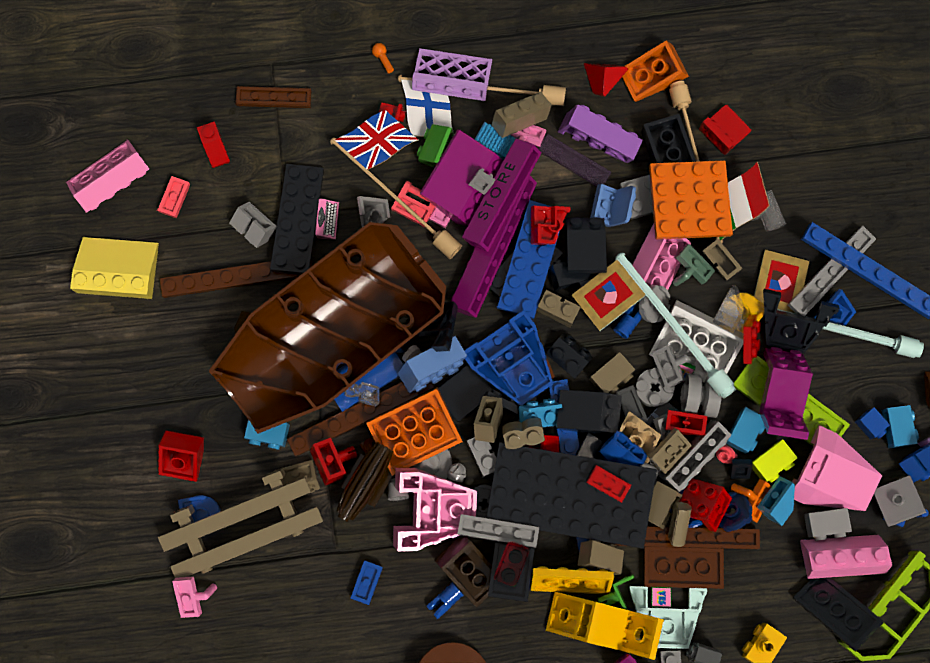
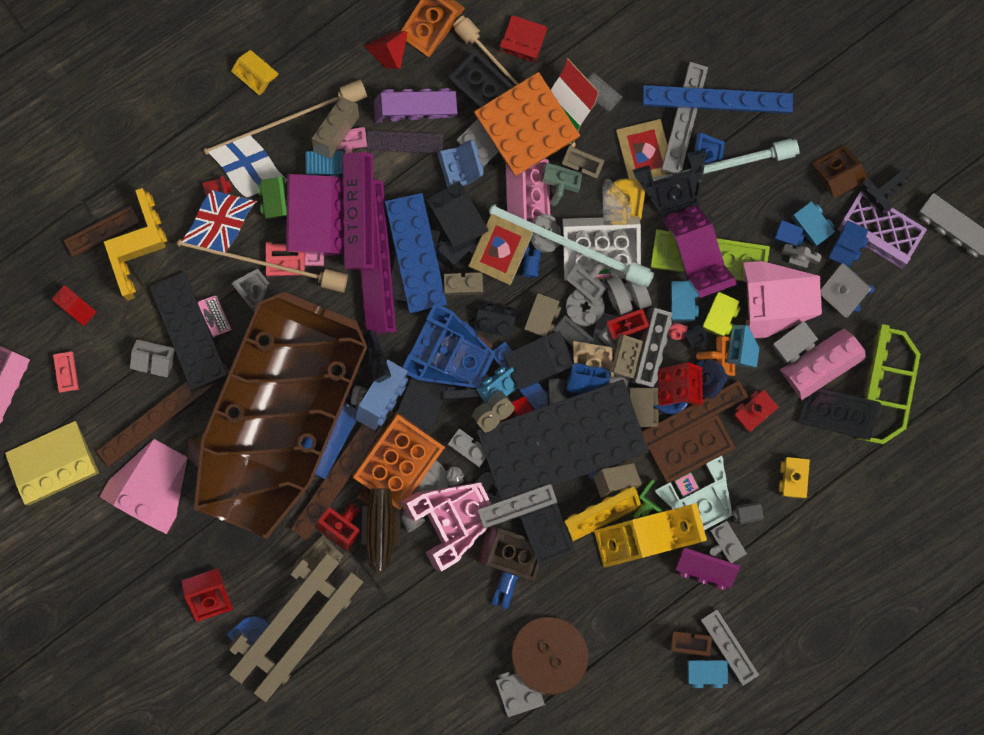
camera: 30 degrees left, 5 degrees up
(187, 333) = (149, 486): none -> bright pink wedge
(188, 597) = (284, 710): bright pink plate -> none
(274, 437) = (279, 535): dark azure brick -> none
(294, 121) = (135, 244): none -> yellow bracket
(366, 392) = (338, 451): clear plate -> none
(366, 582) = (429, 612): blue plate -> none
(379, 51) = (173, 136): orange bar -> none
(450, 85) = (260, 134): lavender fence -> none
(478, 34) = (254, 72): none -> yellow panel
(481, 181) = (335, 209): light grey tile -> none
(488, 419) = (456, 415): dark tan brick -> none
(508, 564) = (541, 529): dark red piece -> none
(547, 223) = (412, 215): red slope -> none
(608, 483) = (589, 414): red plate -> none
(679, 524) = (668, 414): dark tan brick -> none
(751, 344) = (644, 220): red plate -> none
(759, 565) = (755, 411): none -> red brick
(874, 448) = (800, 256): none -> light grey plate

